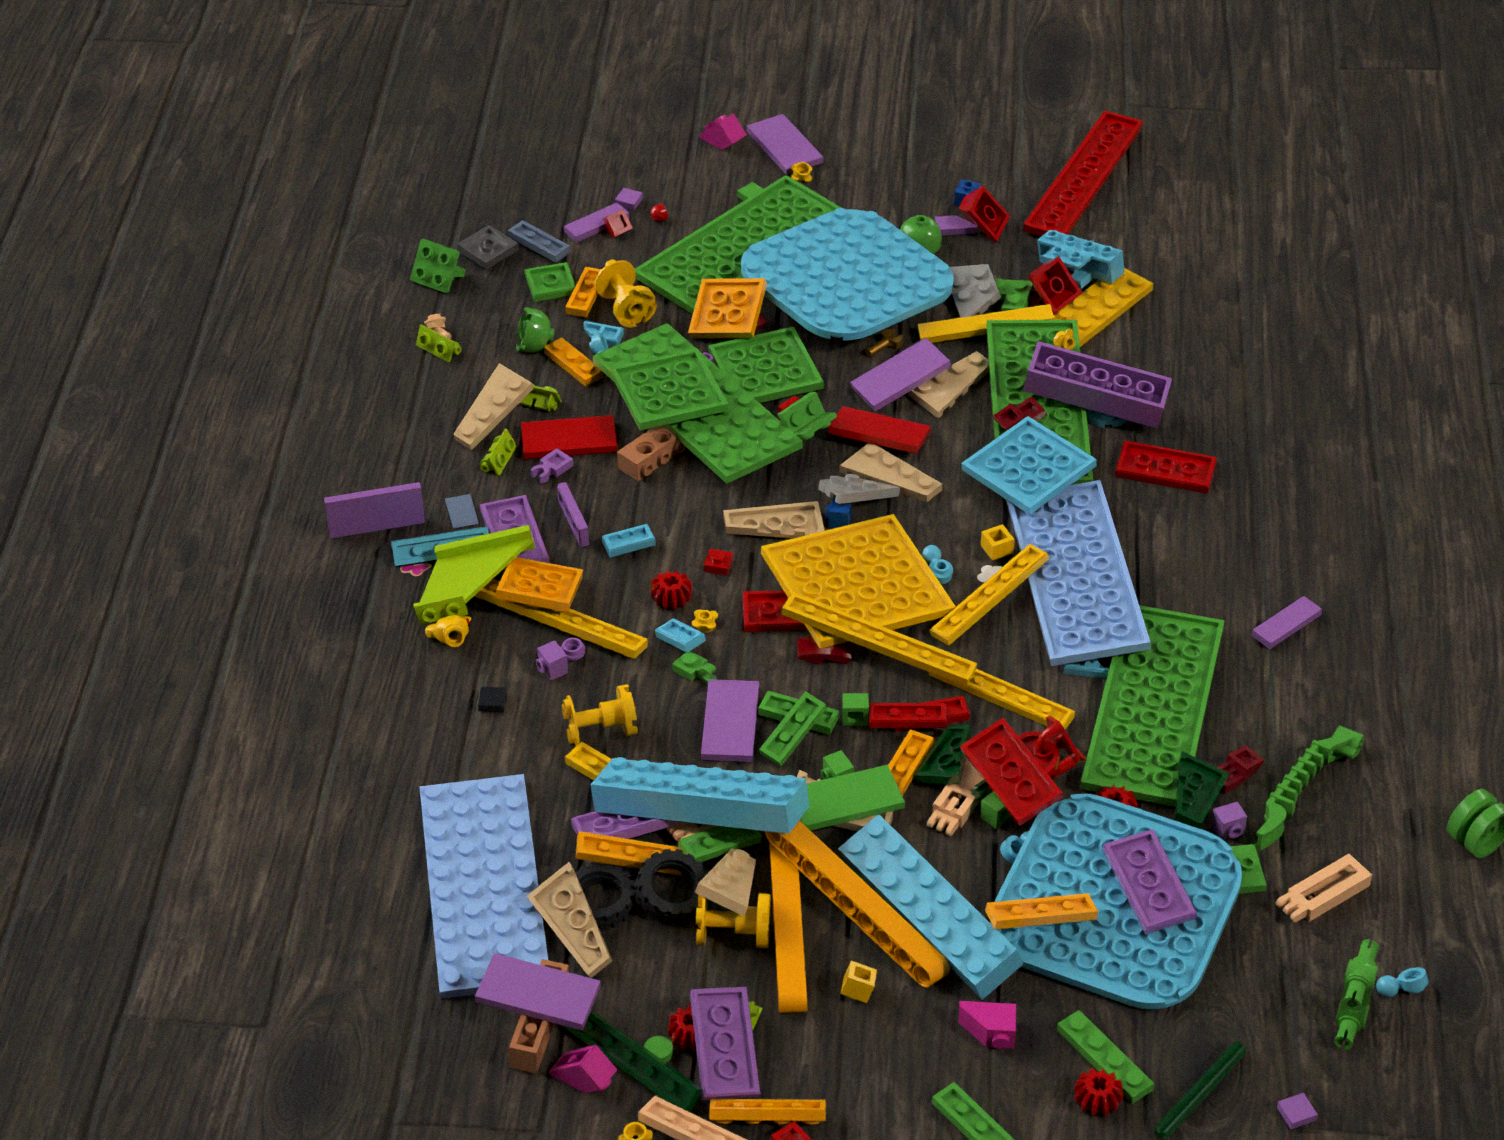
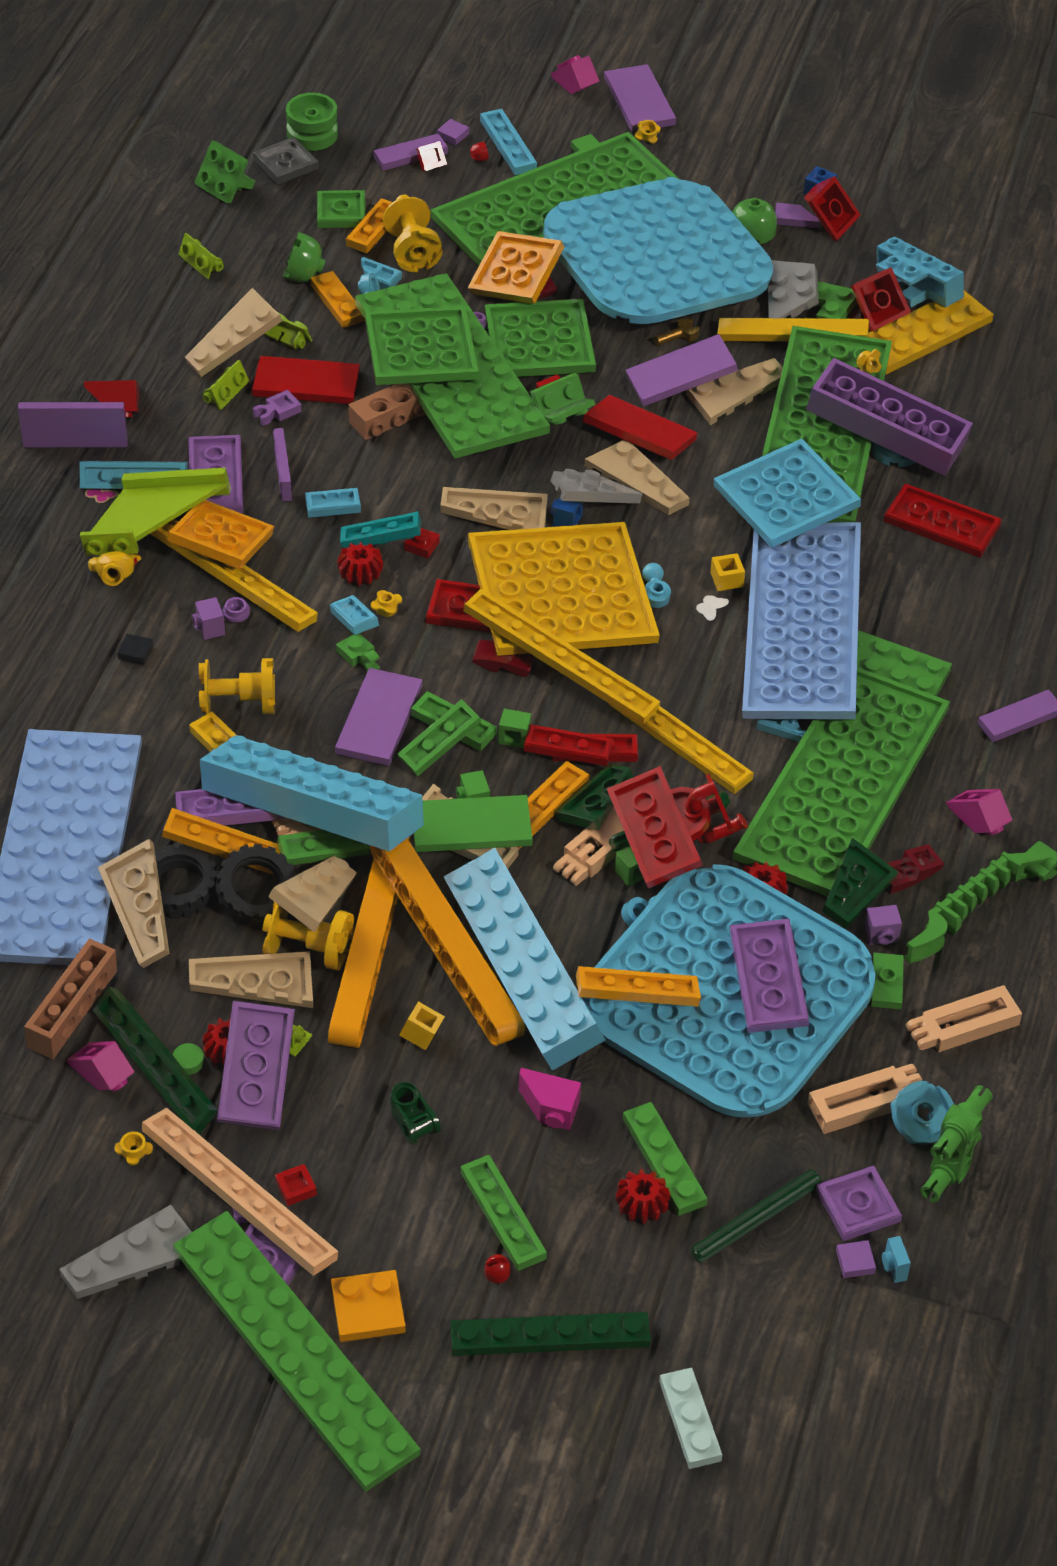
camera: 10 degrees right, 5 degrees up
(401, 475) = (116, 391): none -> red slope
(437, 323) = (206, 235): light nougat plate -> none
(461, 511) = (169, 441): sand blue sticker -> none
(501, 206) = (312, 120): none -> bright green wheel
(538, 991) = (72, 972): medium lavender tile -> none
(539, 241) = (342, 163): sand blue plate -> none
(681, 200) = (508, 141): none -> medium azure plate
(682, 557) = (382, 530): none -> teal plate
(701, 966) = (263, 977): none -> tan wing
(777, 1110) = (271, 1144): light orange plate -> none
(876, 1061) = (415, 1117): none -> dark green piece
(989, 594) = (700, 628): yellow tile -> none
(1012, 415) = (785, 434): dark red slope -> none
(1083, 174) = (955, 181): red plate -> none
(1173, 595) = (901, 664): none -> bright green plate
(1248, 980) = (851, 1102): none -> light nougat hinge
(1281, 708) = (981, 810): none -> dark pink slope
(1283, 1062) = (858, 1203): none -> medium lavender tile
(1303, 982) = (905, 1110): none -> medium azure plate
(1333, 1104) = (896, 1259): none -> medium azure plate
(1410, 980) = (1027, 1139): medium azure plate -> none

